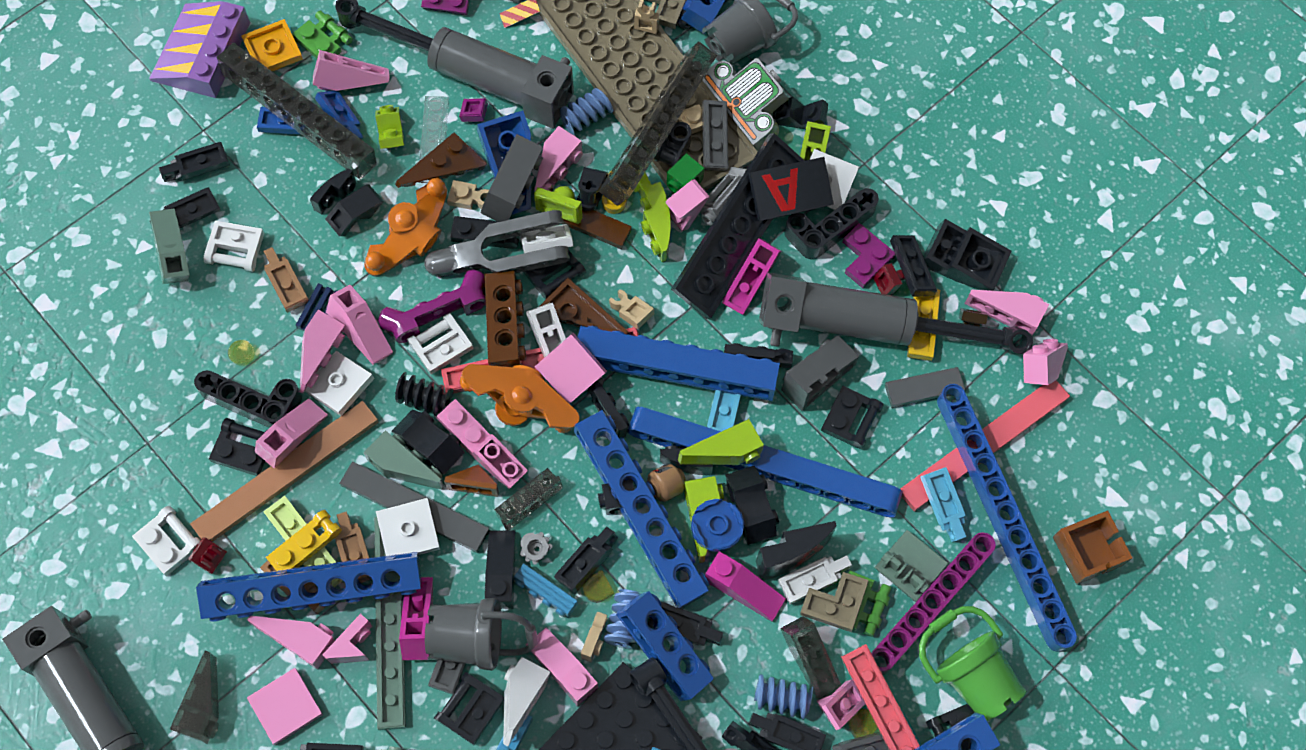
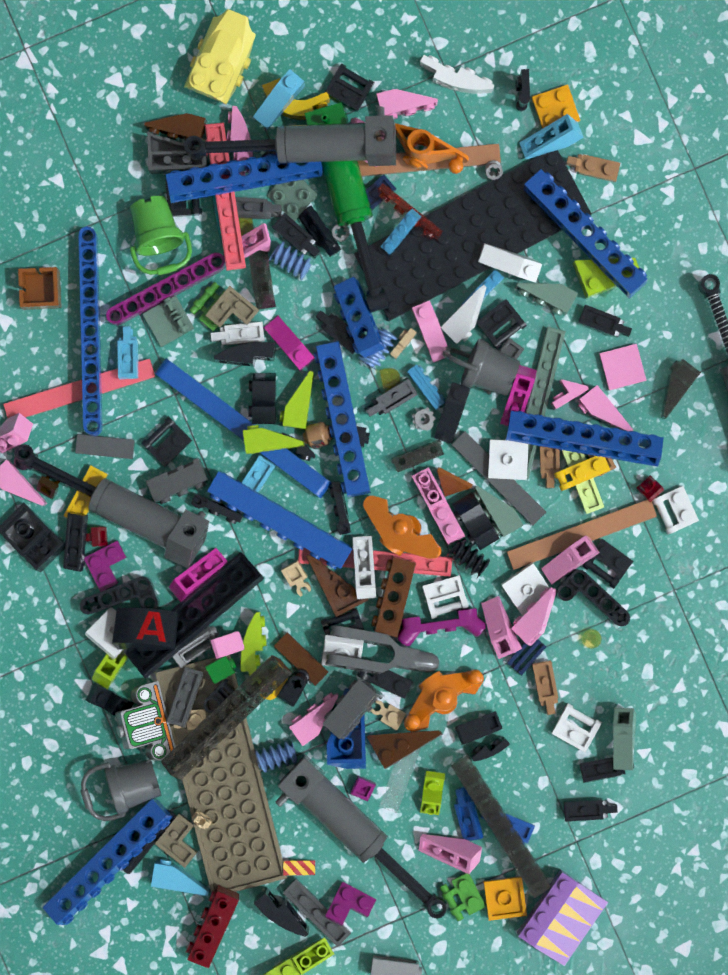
camera: 160 degrees left, 20 degrees up
(560, 199) = (322, 679): lime tile -> none
(570, 368) = (358, 538): bright pink tile -> none
(717, 525) = (294, 388): blue tile -> none

